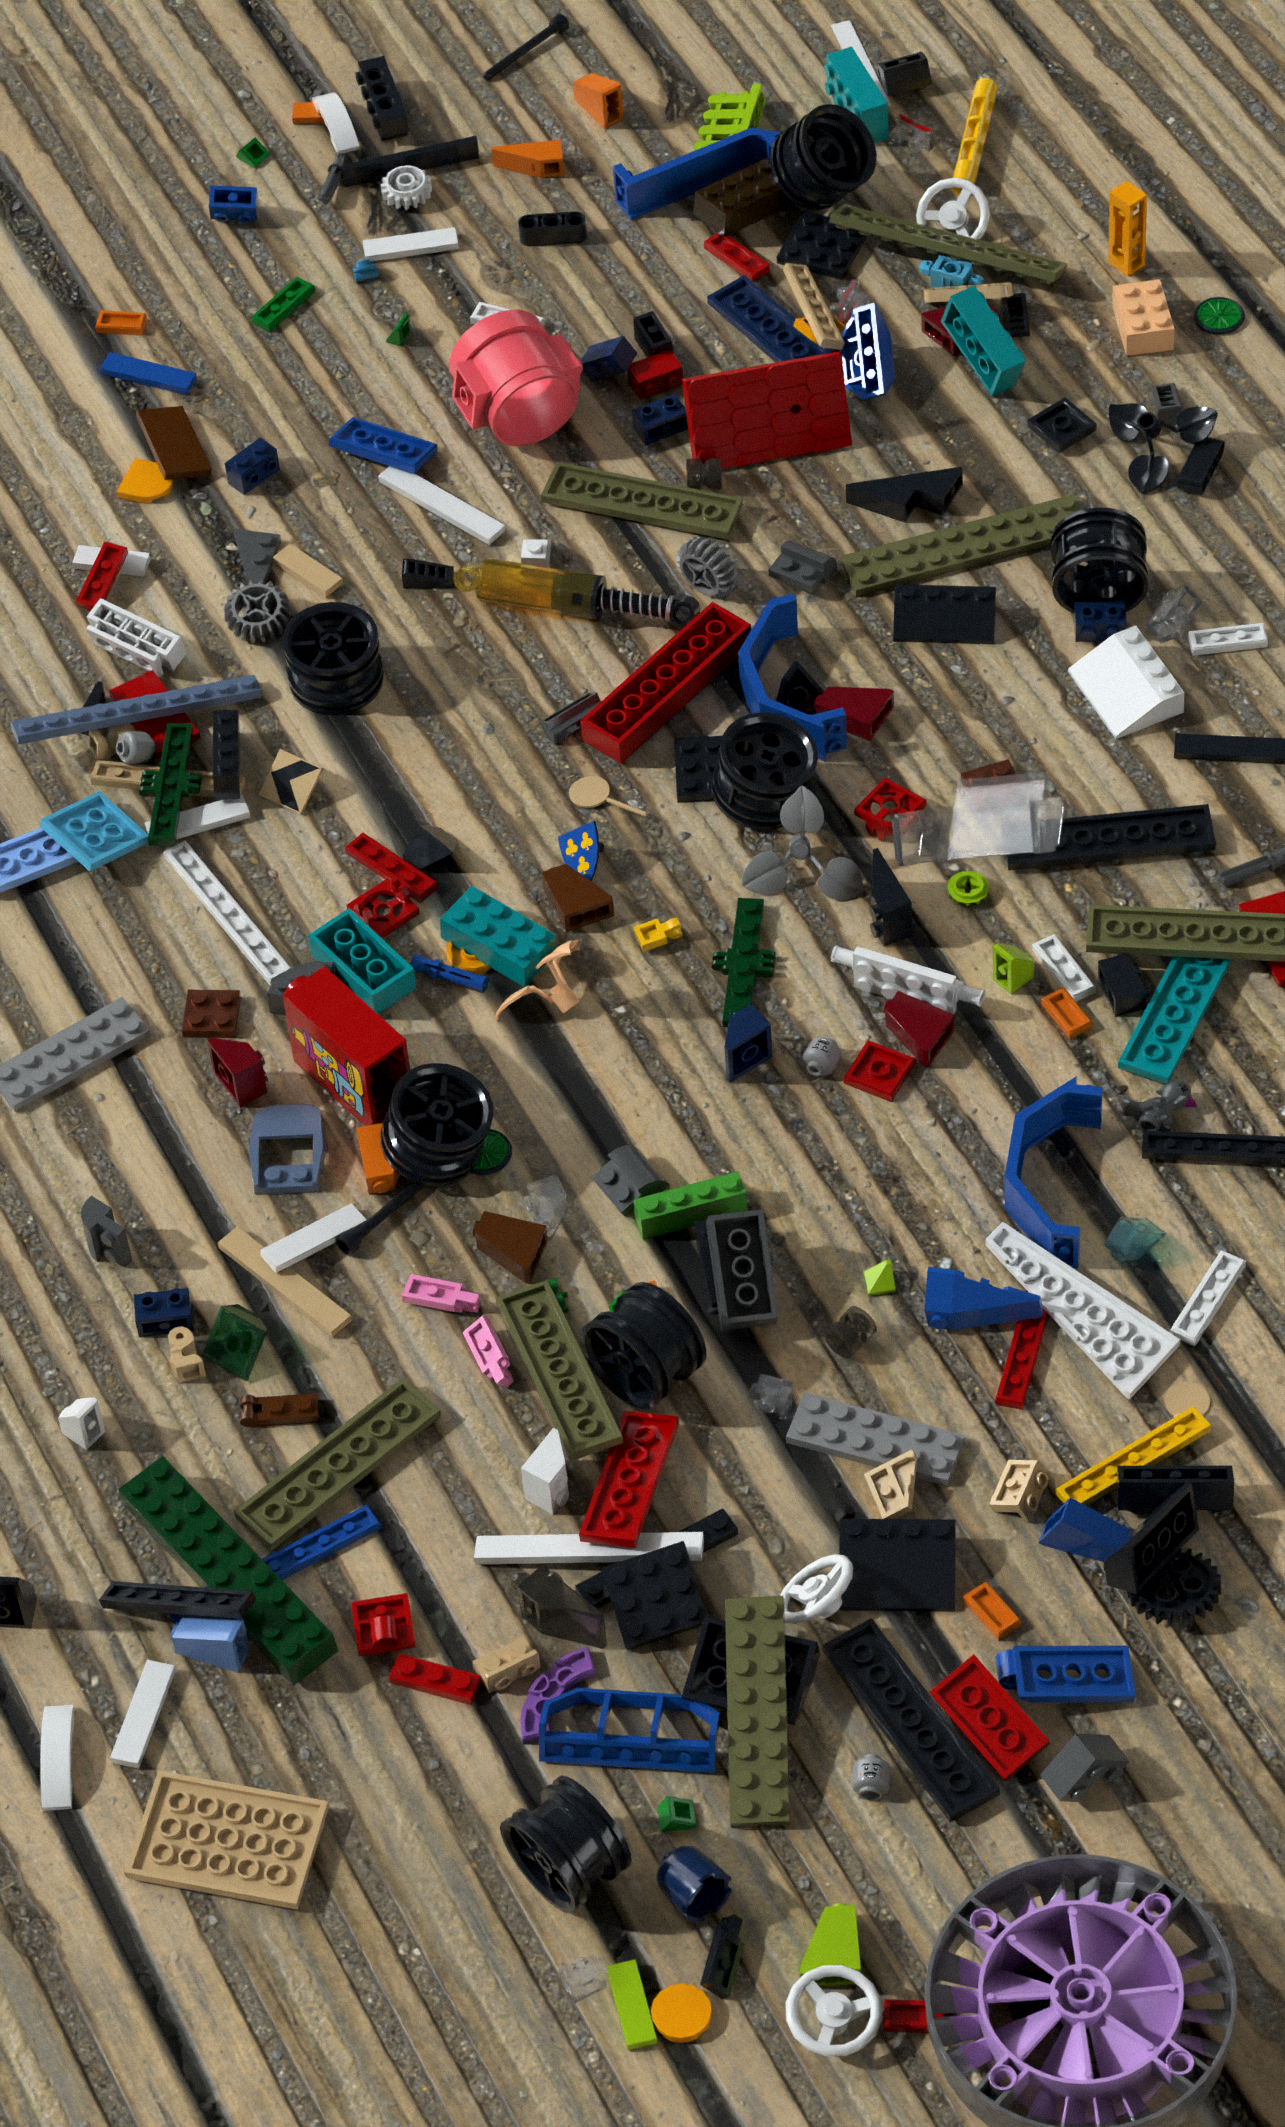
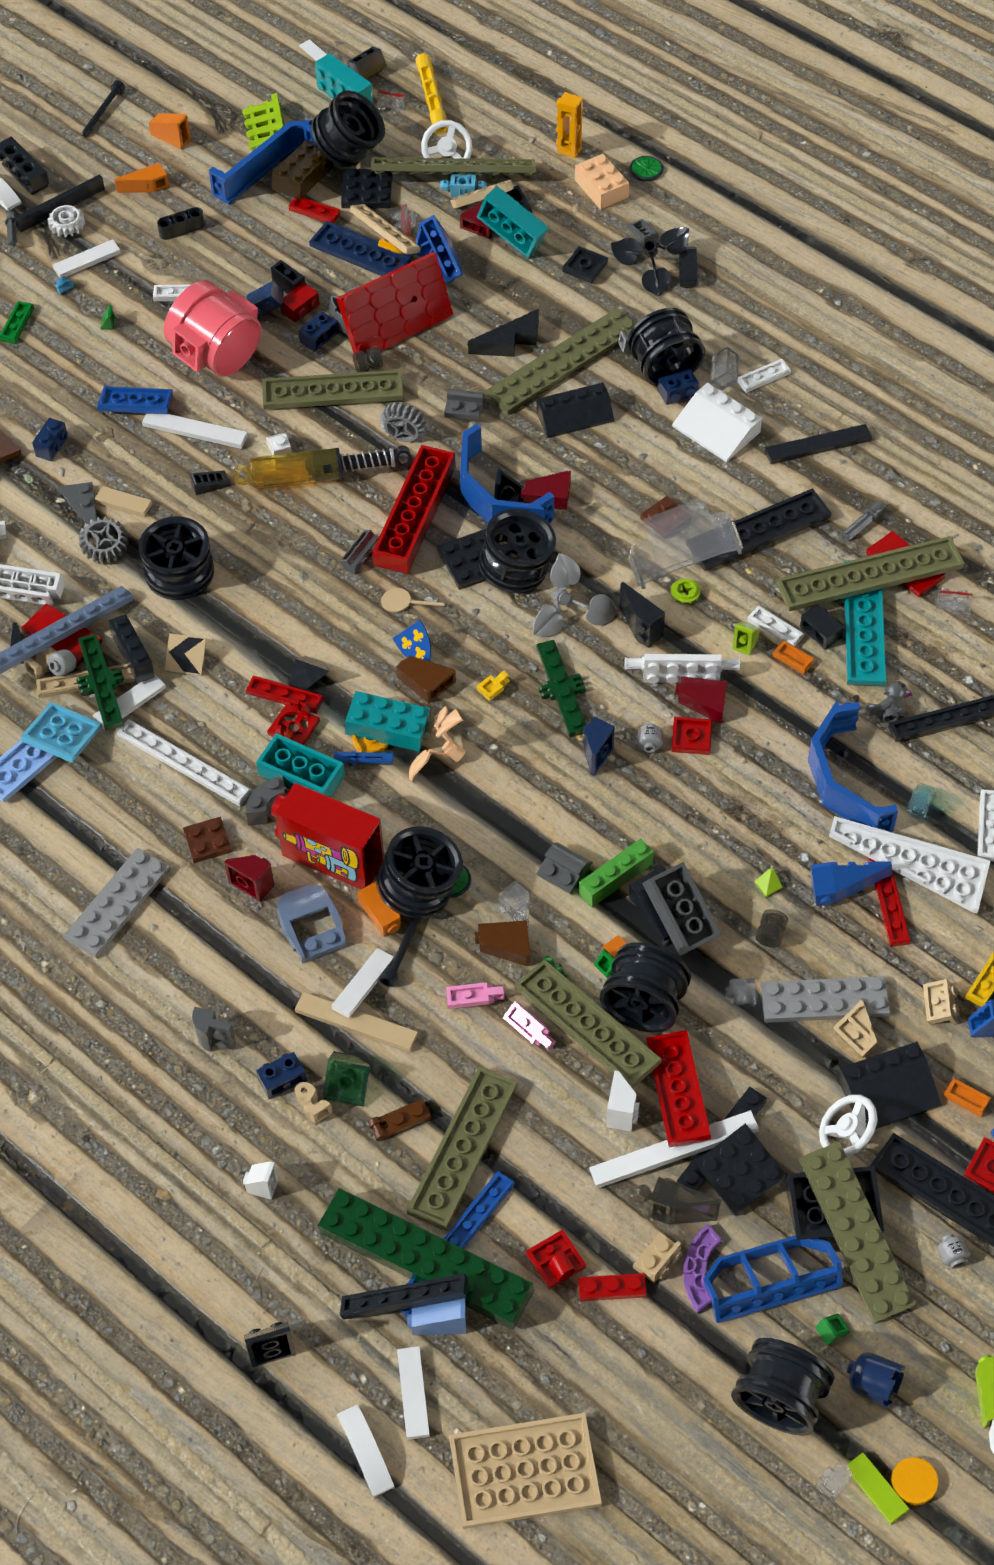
camera: 25 degrees left, 5 degrees up
(723, 1957) = (923, 1426): black hinge -> none
(901, 795) = (610, 541): red piece -> none

